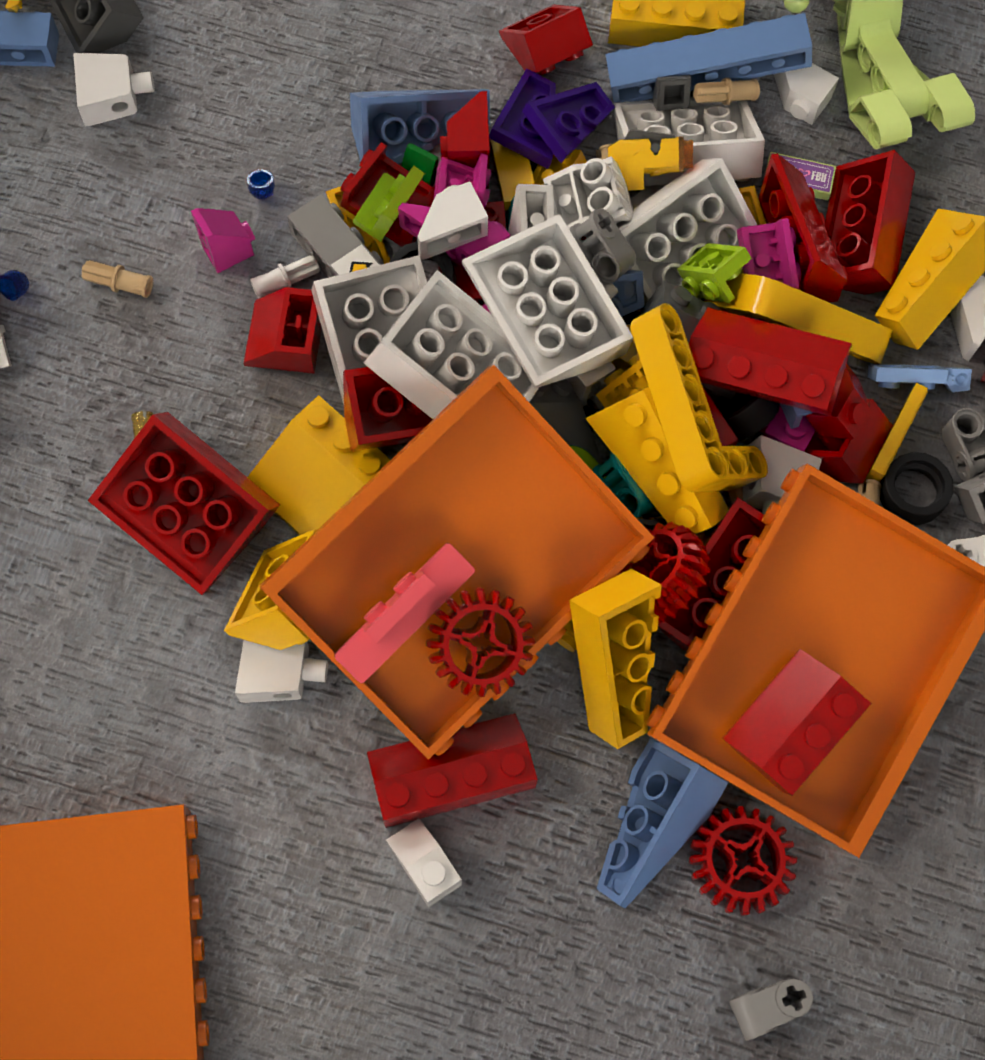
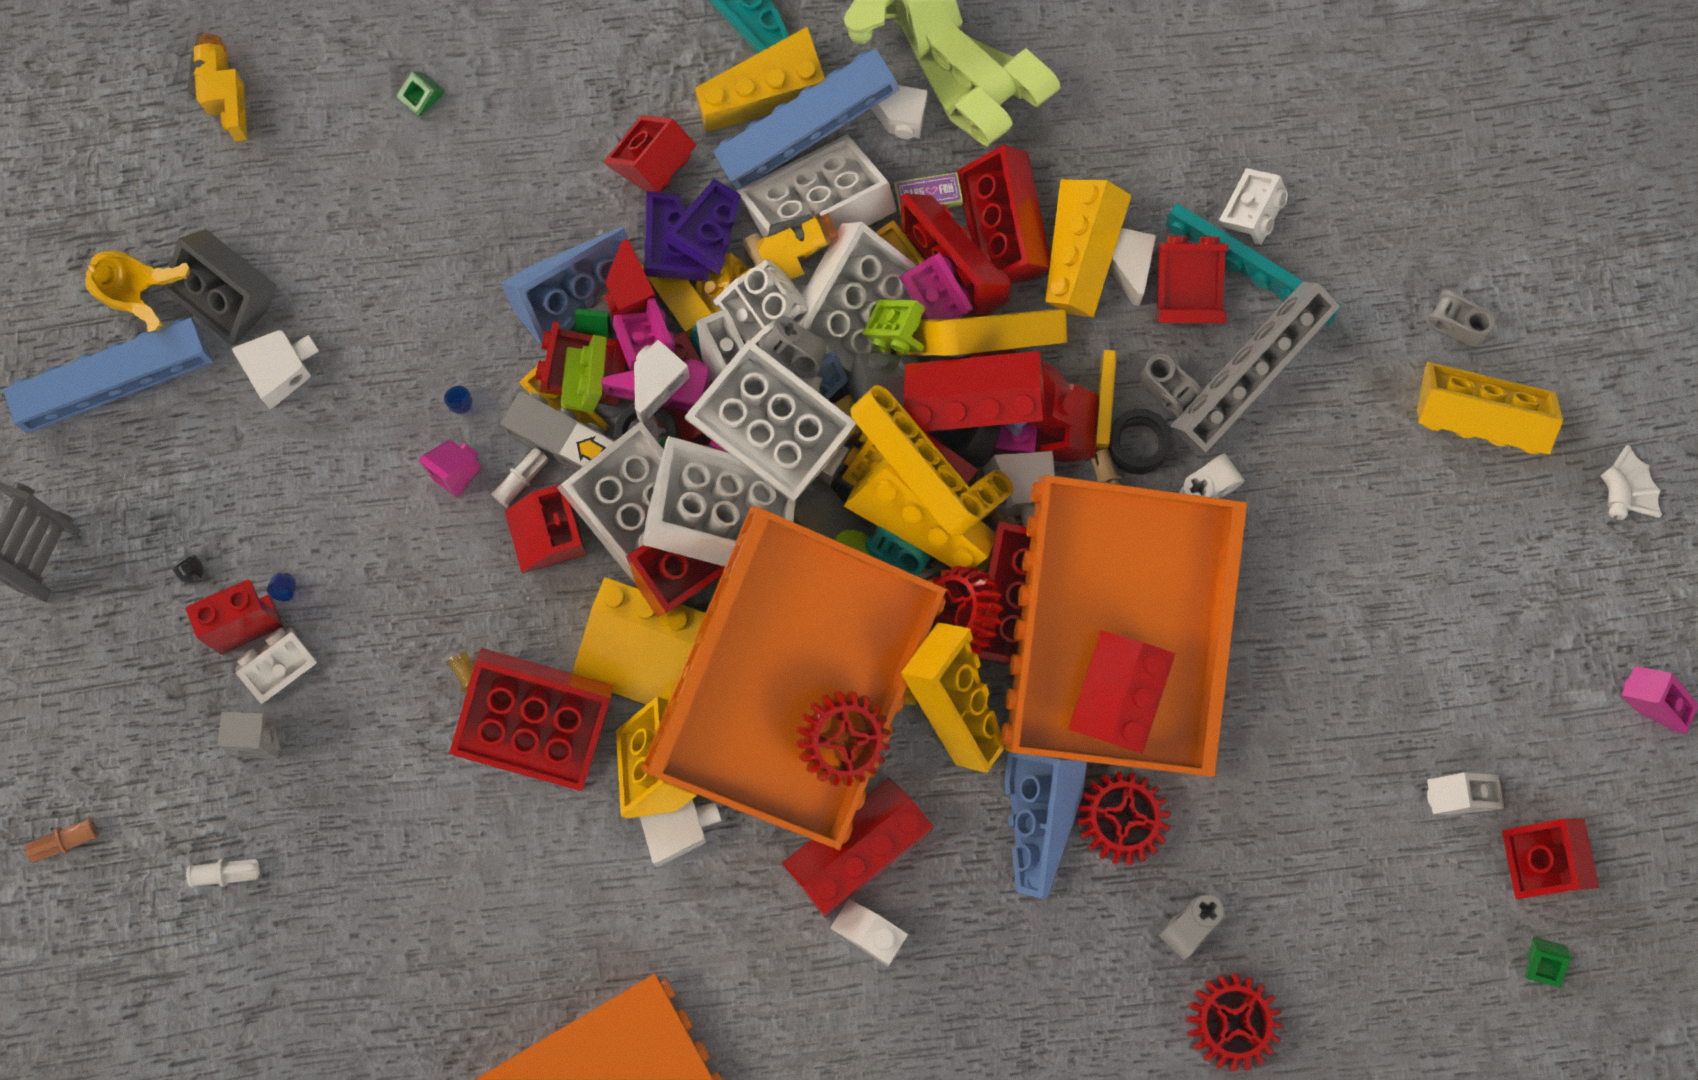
camera: 20 degrees left, 5 degrees up
(117, 278) = (371, 541): tan axle -> none
(397, 619) = (772, 741): coral bracket -> none
(672, 92) = (787, 164): dark grey slope -> none
(726, 91) = (834, 142): tan axle -> none
(890, 376) = (1104, 338): light blue hinge -> none

